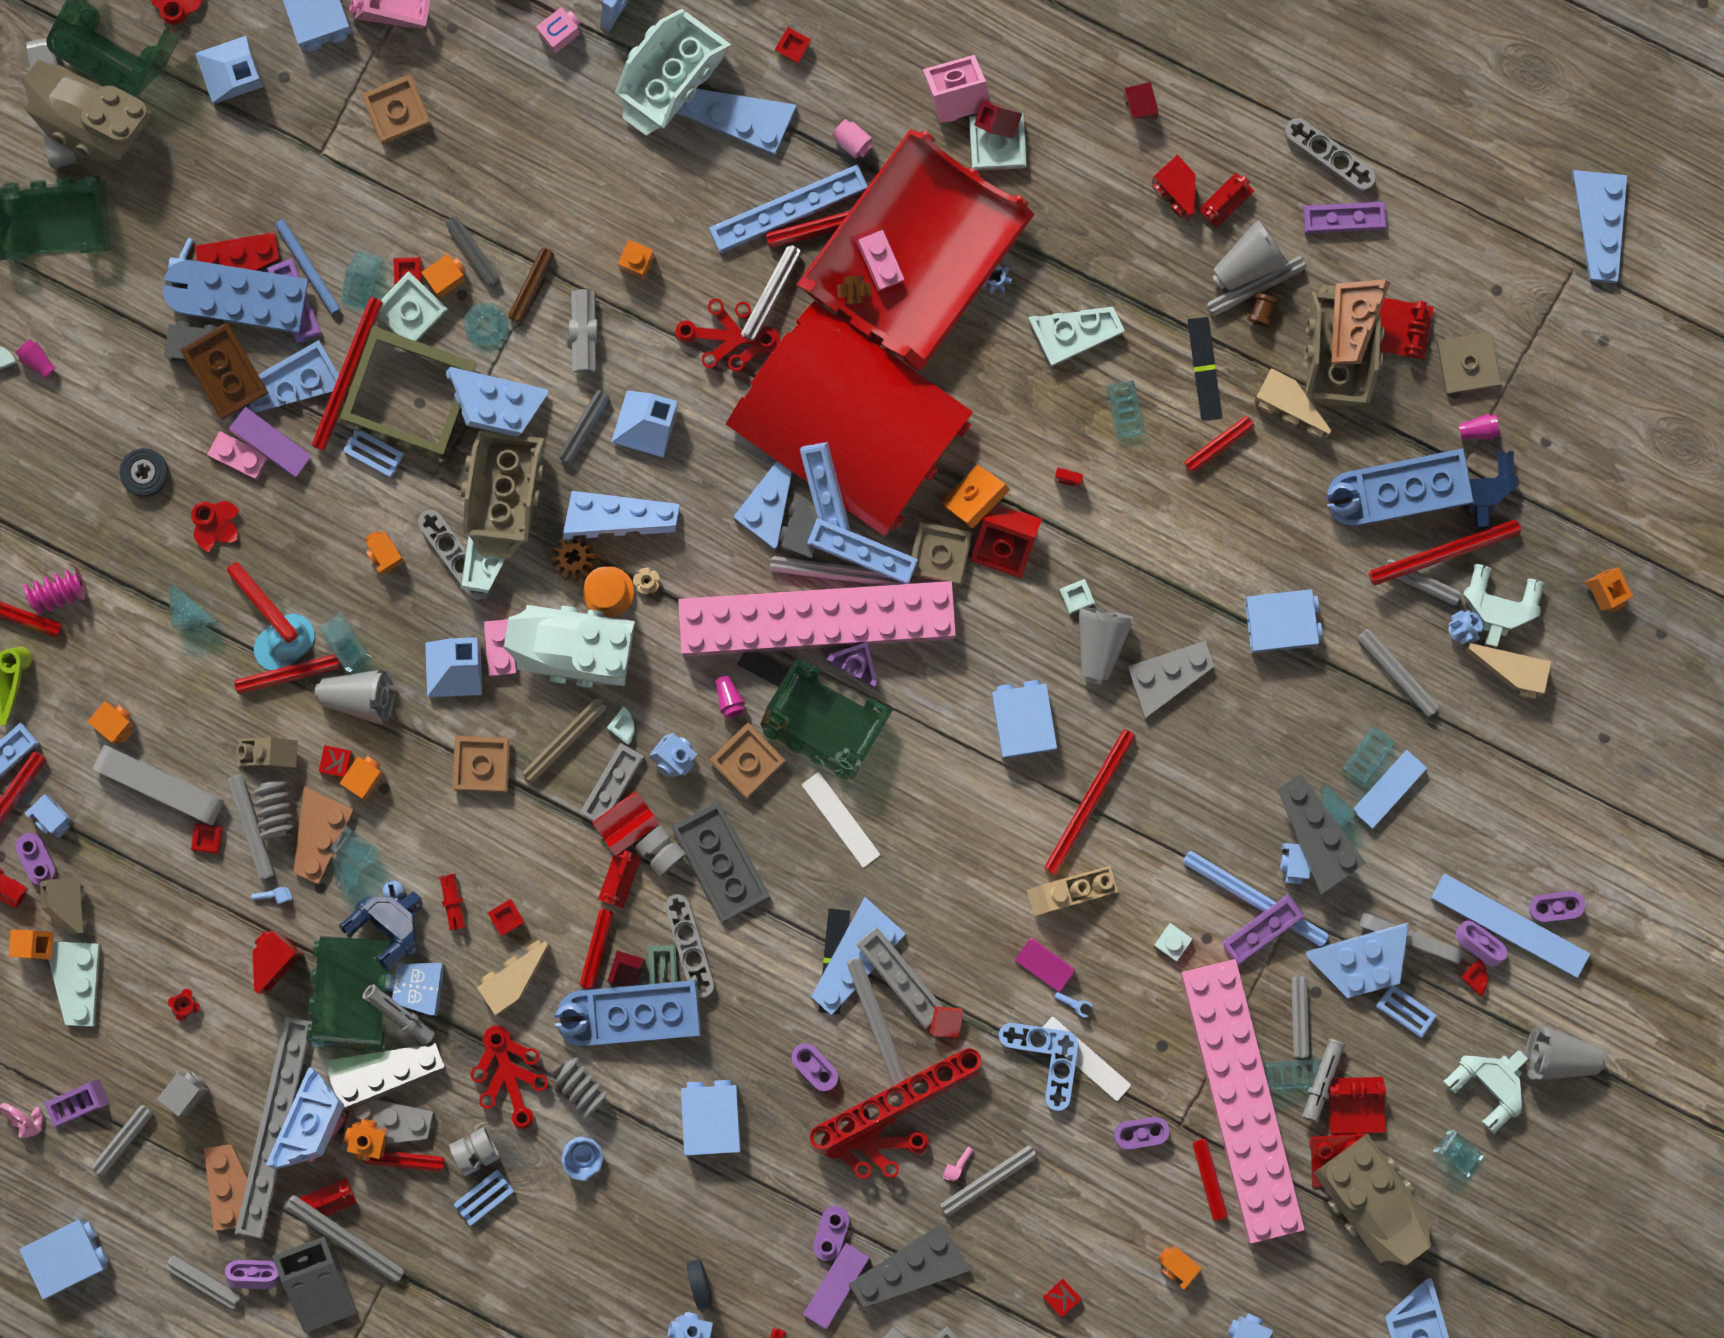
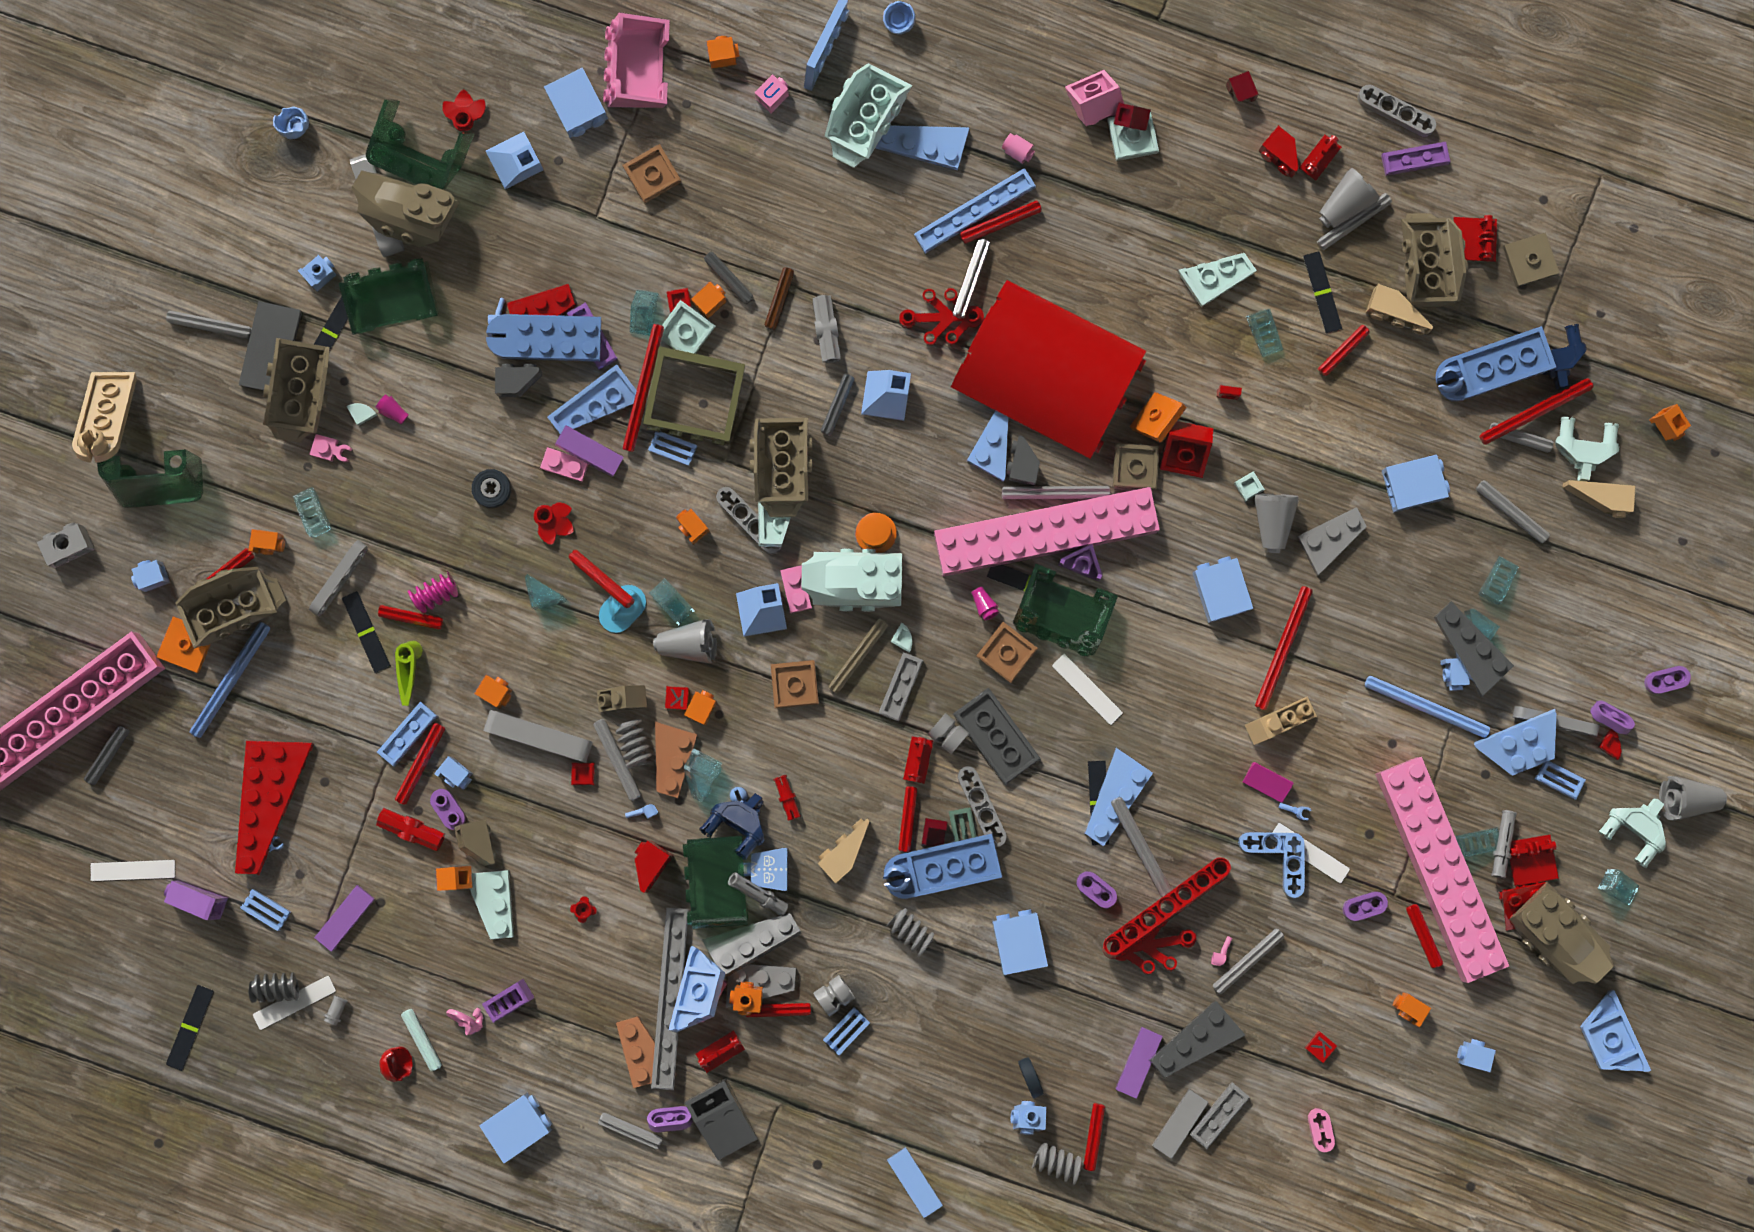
camera: 10 degrees left, 0 degrees up
(122, 1140) = (549, 1025): light grey axle -> none
(183, 1093) = (594, 981): light grey brick -> none
(224, 371) = (545, 398): reddish brown tile -> none
(287, 674) = (629, 633): red axle -> none
(307, 266) = (599, 307): medium blue bar -> none
(344, 1239) = (740, 1080): light grey axle -> none
(484, 336) = (747, 343): clear light blue gear -> none
(495, 402) = (765, 394): light blue wing -> none
(506, 917) = (832, 804): red plate -> none
(507, 1072) = (850, 928): red plant -> none
(576, 567) = (849, 516): reddish brown gear -> none
(582, 1158) = (921, 989): light blue hair -> none
(600, 514) = (866, 471): light blue wing -> none
(625, 823) = (917, 715): red panel -> none
(636, 260) = (860, 266): orange brick -> none
(652, 586) = (905, 526): tan plate -> none
(673, 755) = (947, 656): light blue brick -> none
(792, 45) = (959, 81): red plate -> none
(824, 484) = (1040, 433): light blue tile -> none
(832, 1233) = (1127, 1020): medium lavender plate -> none
(854, 290) = (1038, 266): reddish brown gear -> none
(862, 551) = (1075, 473): light blue tile -> none
(880, 260) = (1054, 241): bright pink plate -> none
(899, 976) = (1155, 808): light grey tile -> none
(944, 234) = (1082, 228): red panel -> none
(946, 1021) = (1196, 838): red tile -> none
(993, 285) = (1148, 247): light blue gear -> none
(1173, 942) = (1366, 750): light aqua plate -> none
(1263, 310) = (1363, 239): reddish brown bush -> none
(1263, 929) = (1438, 729): medium lavender tile -> none
(1300, 1017) = (1476, 796): light grey axle -> none
(1355, 317) = (1440, 234): nougat wing -> none
(1389, 789) = (1520, 604): light blue tile -> none
(1465, 627) = (1562, 468): light blue gear -> none
(1480, 428) = (1549, 309): dark pink cone -> none
(1510, 925) = (1632, 700): light blue tile -> none
(1601, 213) = (1618, 129): light blue wing -> none

